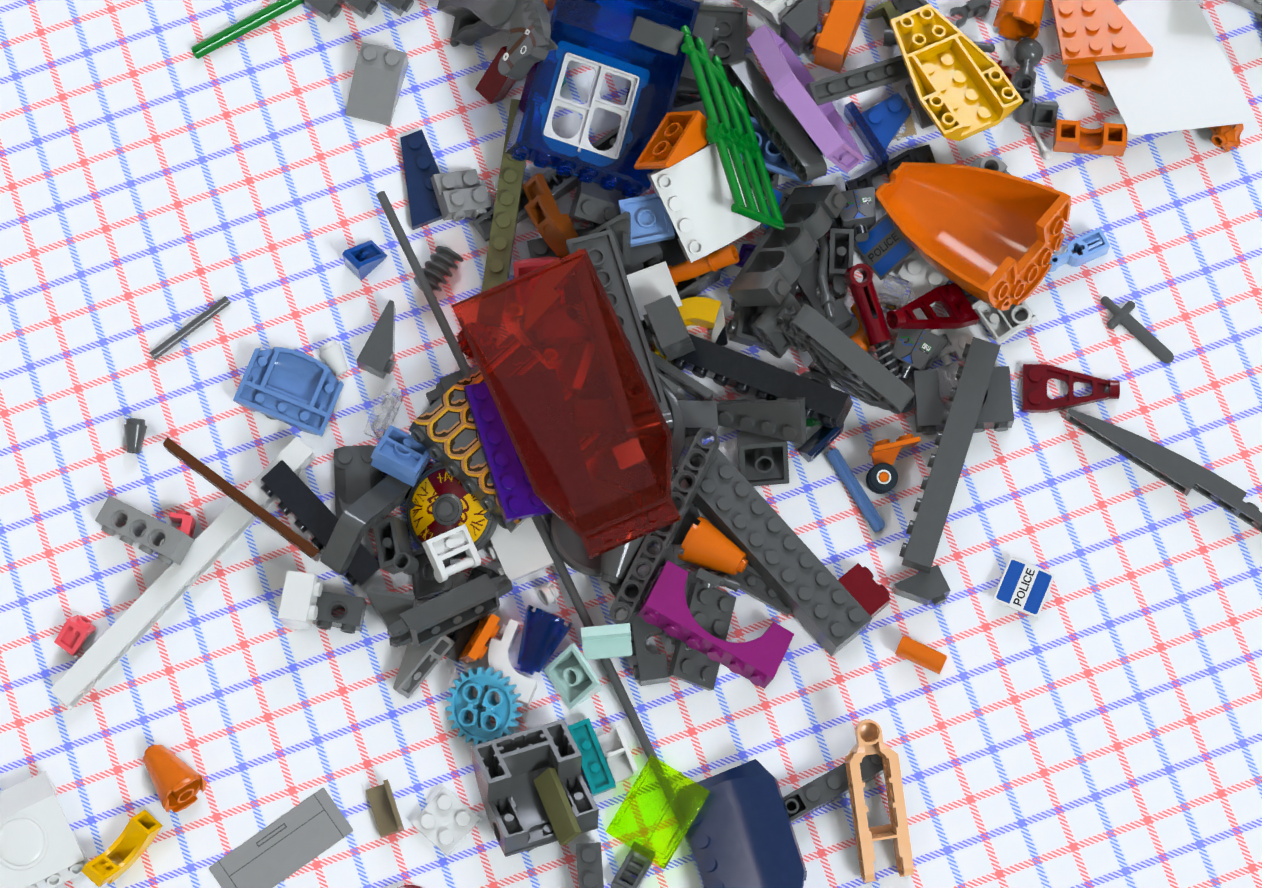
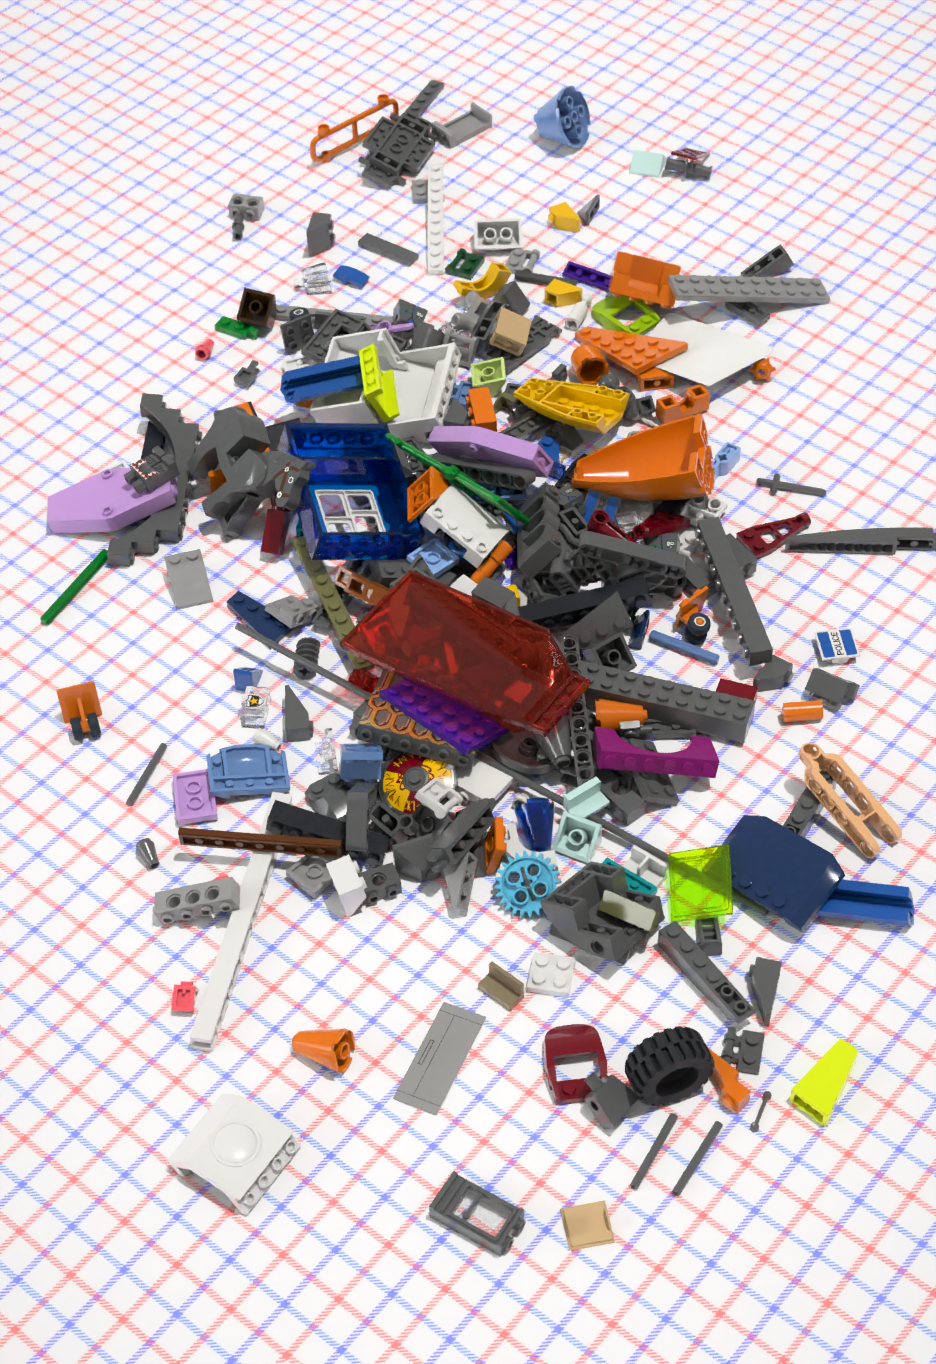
camera: 30 degrees left, 25 degrees down
(124, 851) = (321, 1112): yellow arch -> none
(167, 200) = (78, 704): none -> orange plate
(216, 389) = (193, 797): none -> lavender plate
(279, 556) = (311, 874): none -> light grey plate
(346, 306) = (254, 707): none -> clear brick
(656, 35) = (373, 443): dark grey slope -> none
(974, 642) = (830, 687): none -> dark grey hinge

